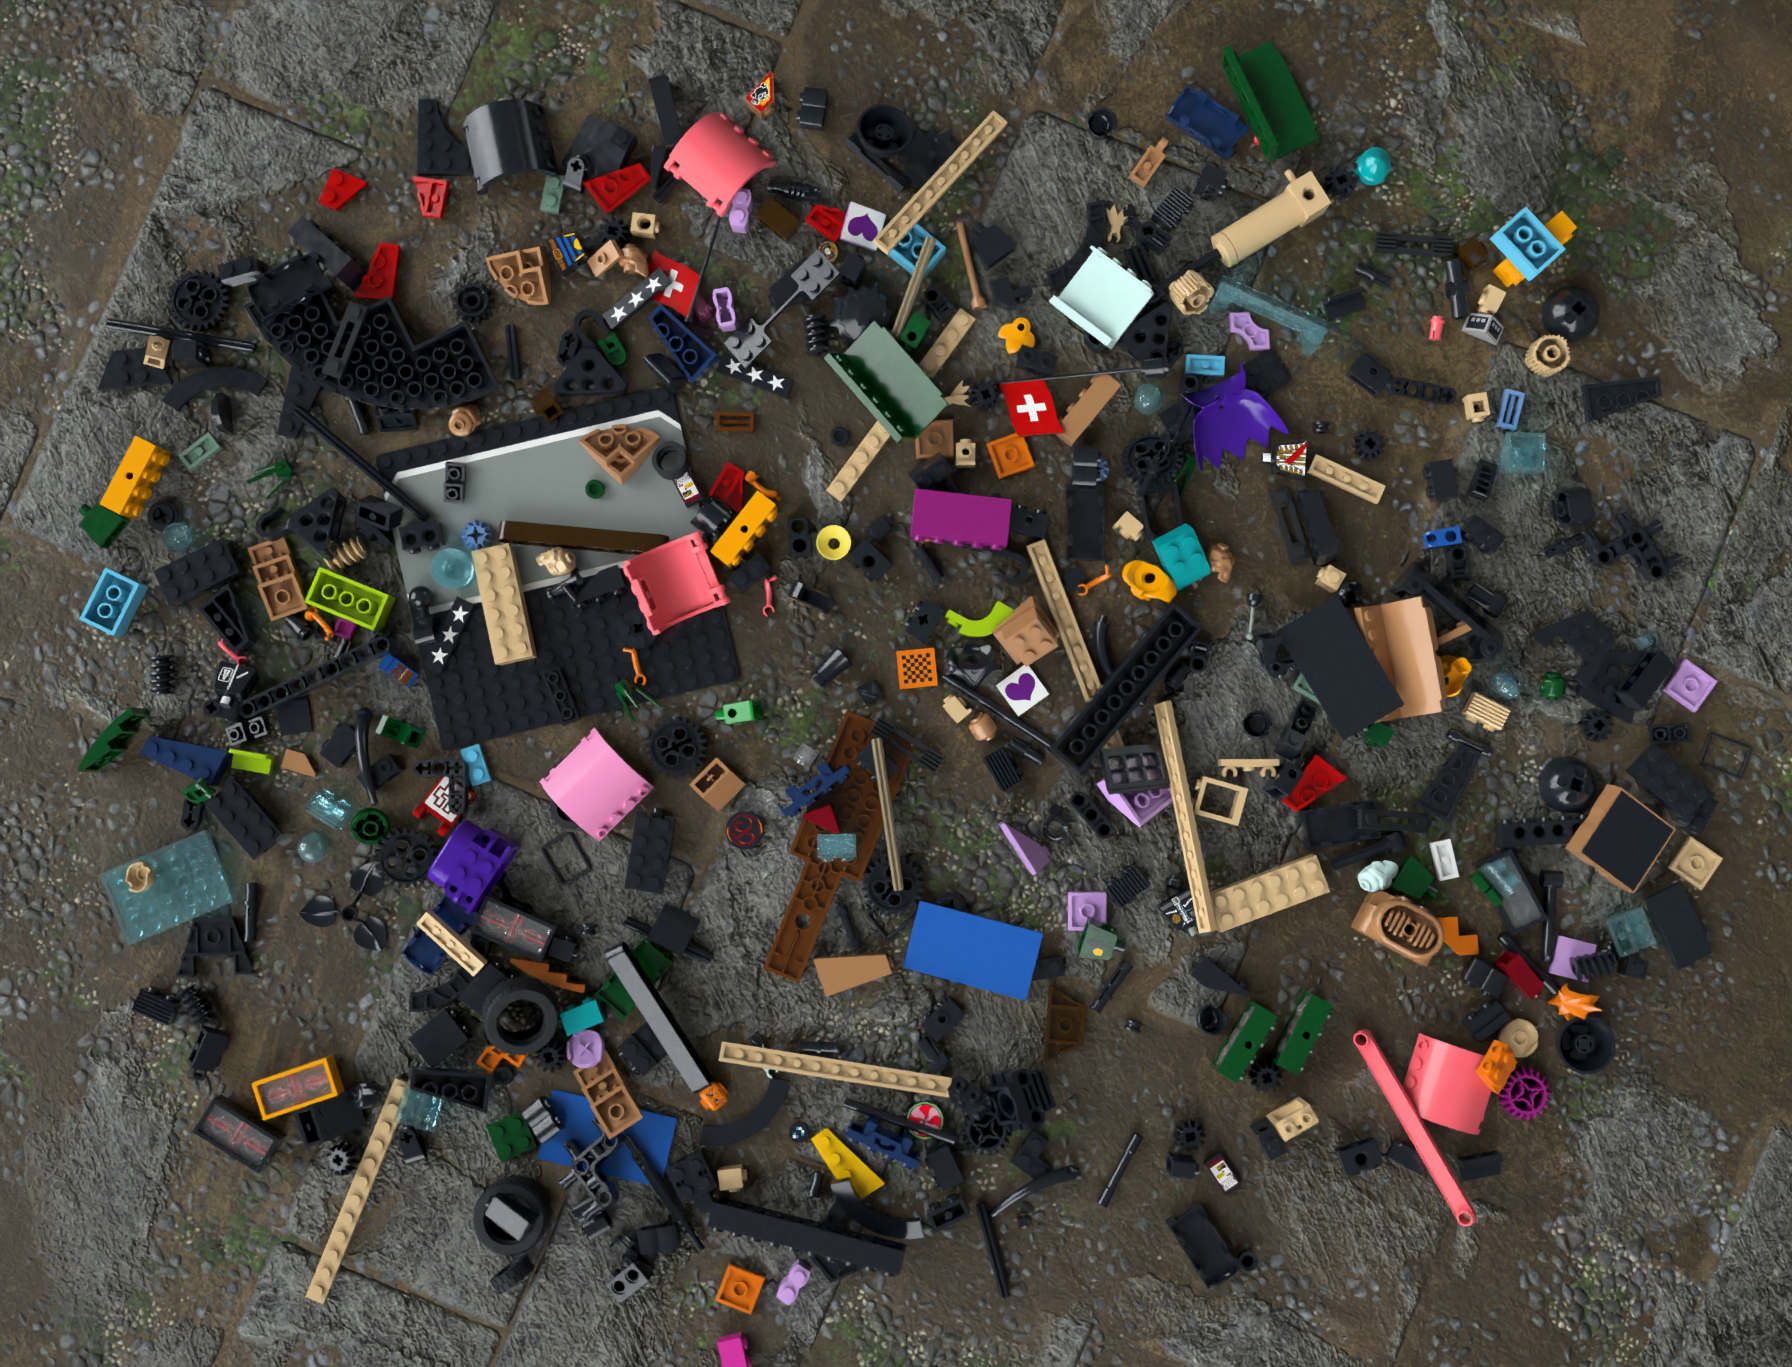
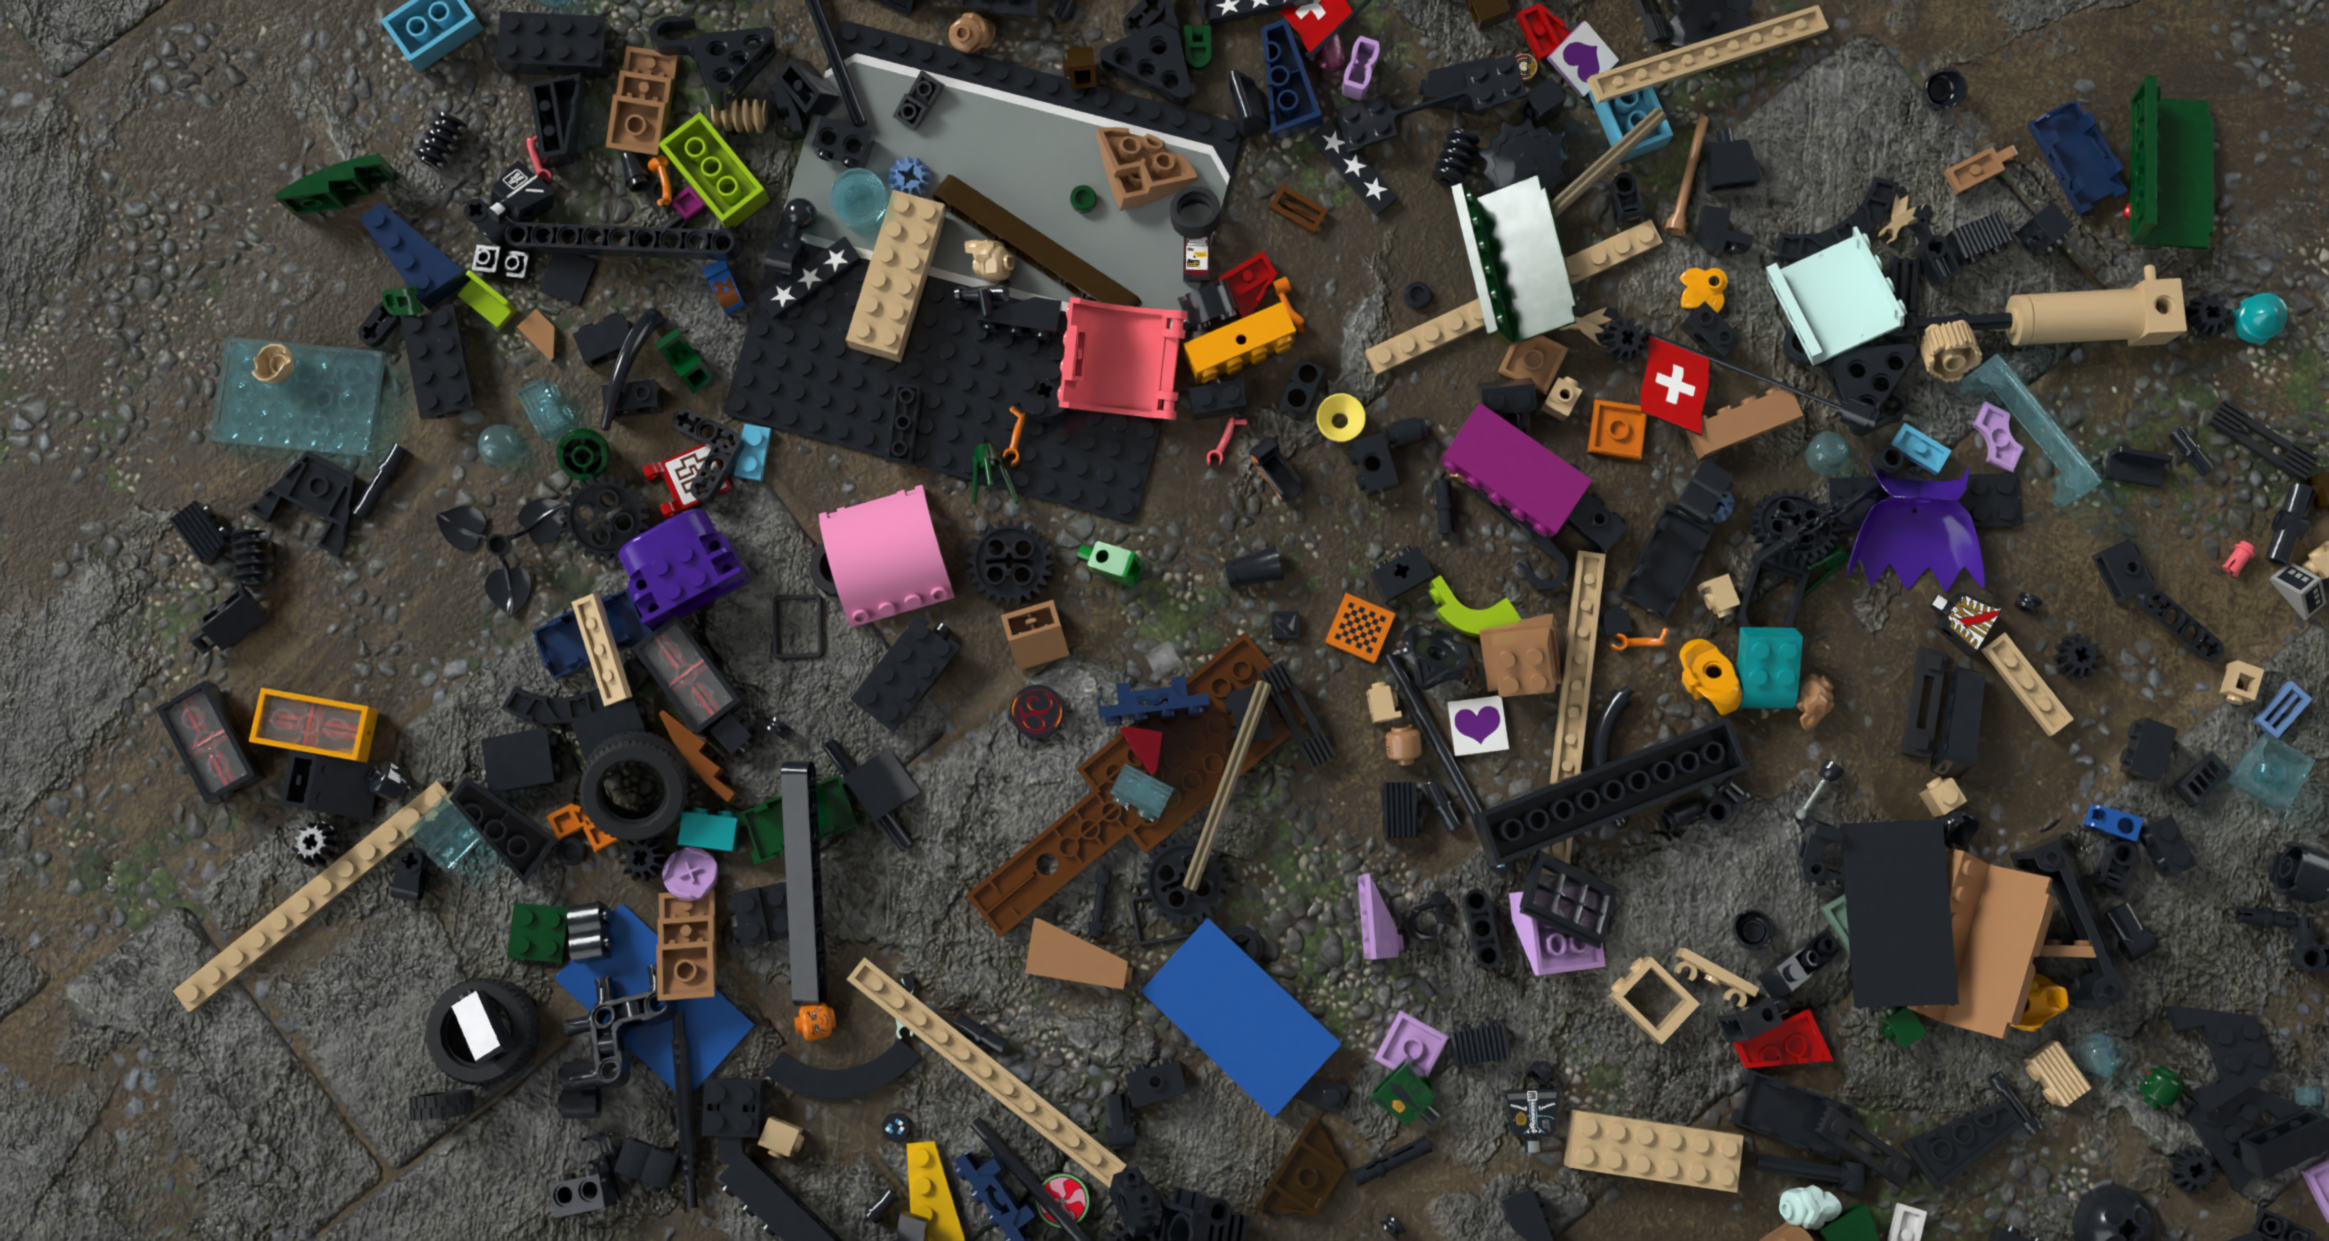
camera: 25 degrees right, 5 degrees down
(920, 327) = (1587, 212): dark green torso -> none
(1185, 817) = (1600, 997): tan plate -> none

